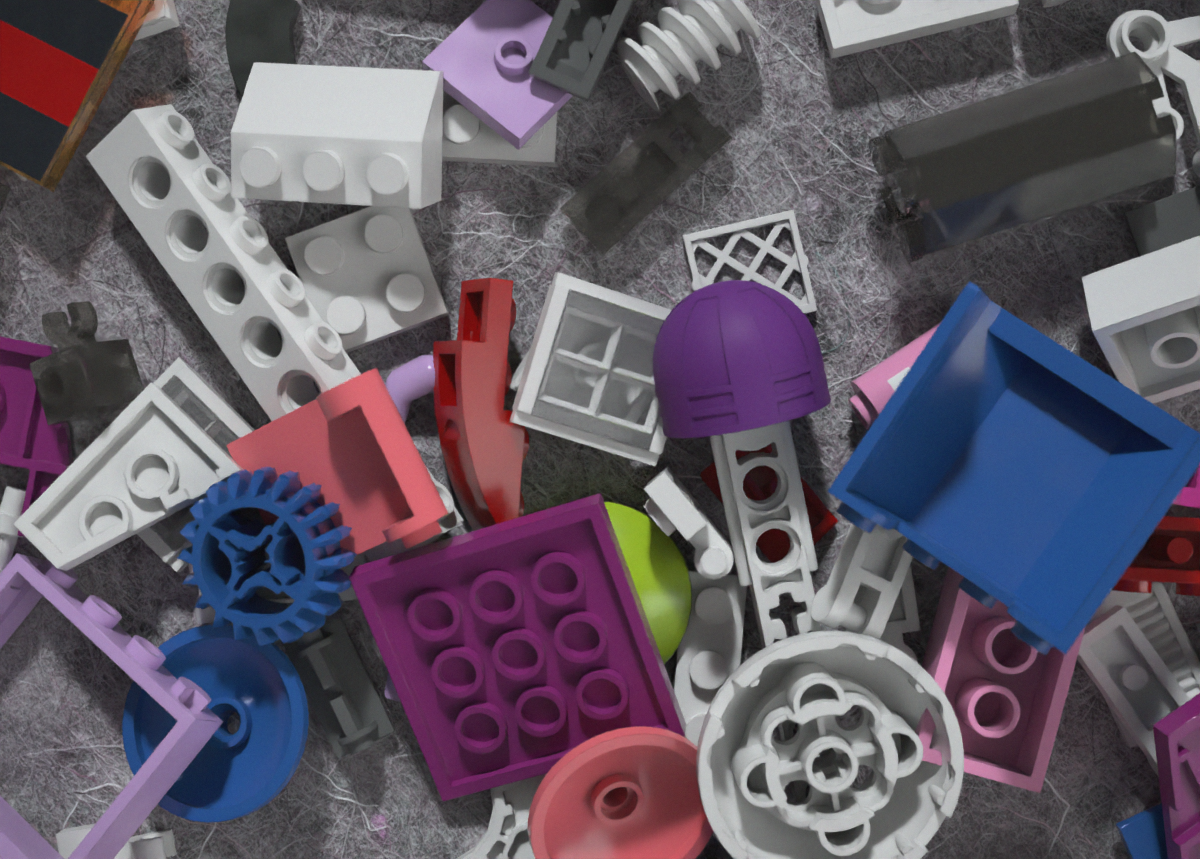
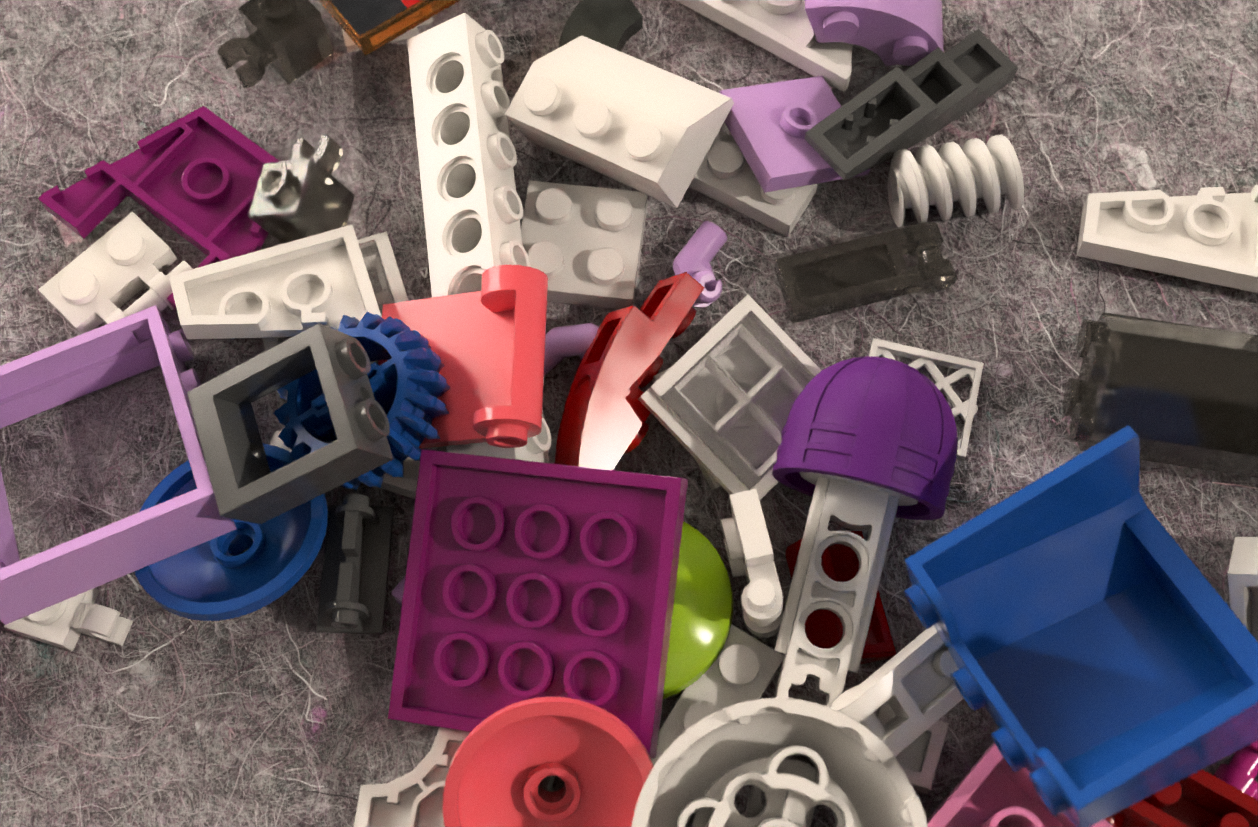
camera: 35 degrees right, 20 degrees down
(187, 665) = (233, 442): none -> dark grey window
(485, 248) = (696, 260): none -> lavender arm

